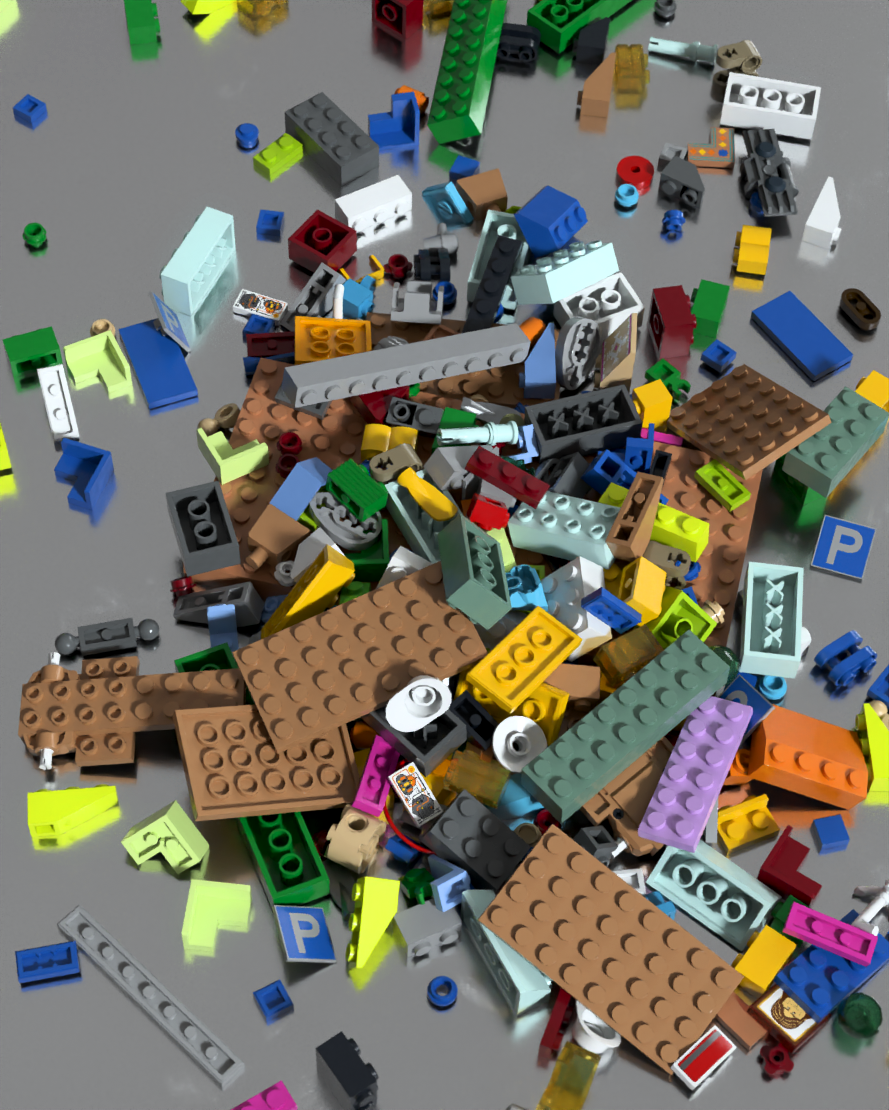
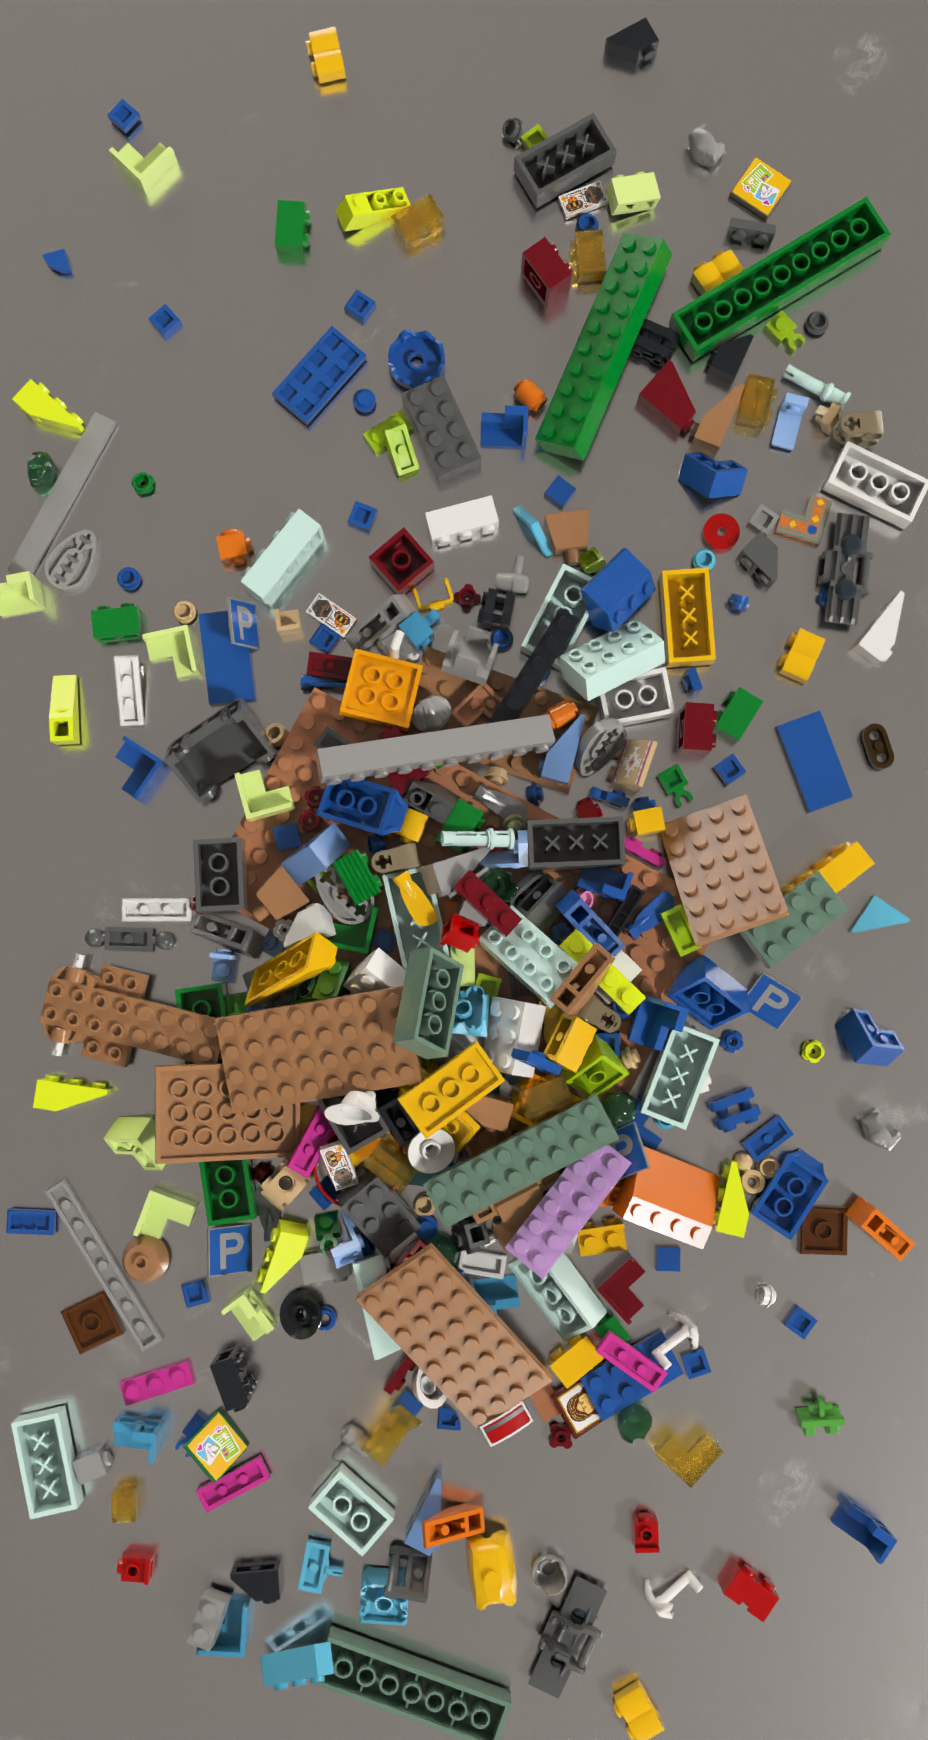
camera: 15 degrees right, 30 degrees up
(36, 314) = (128, 578): none -> blue plate
(133, 604) = (156, 910): none -> white tile
(143, 266) = (234, 547): none -> orange brick
(148, 1065) = (92, 1322): none -> reddish brown tile
(168, 434) = (218, 749): none -> dark grey windscreen
(196, 121) = (319, 375): none -> blue plate
(200, 971) = (145, 1259): none -> medium nougat cone
(216, 320) = (288, 622): none -> tan panel
(222, 66) = (359, 306): none -> blue tile
(265, 486) = (287, 836): none -> blue tile
(281, 84) = (412, 345): none -> blue plate
(295, 159) = (400, 449): none -> lime plate
(342, 430) = (364, 806): none -> blue slope
(345, 1001) = (250, 1313): none -> yellowish green panel
(402, 983) = (292, 1315): none -> black dish
(546, 81) = (668, 400): none -> dark red slope
(610, 125) = (712, 477): none -> blue panel
(625, 223) = (687, 617): none -> yellow brick
(629, 1074) = (448, 1418): none -> blue tile
(636, 17) = (782, 329): none -> lime plate
(649, 283) = (691, 681): none -> blue plate
(667, 74) = (789, 421): none -> light blue bracket
(683, 481) = (649, 915): none -> blue piece
(704, 67) = (828, 417): none -> tan tile
(726, 561) = (653, 1021): none -> blue panel
(770, 539) = (709, 993): none -> blue slope
(816, 603) = (732, 1047): none -> blue plate

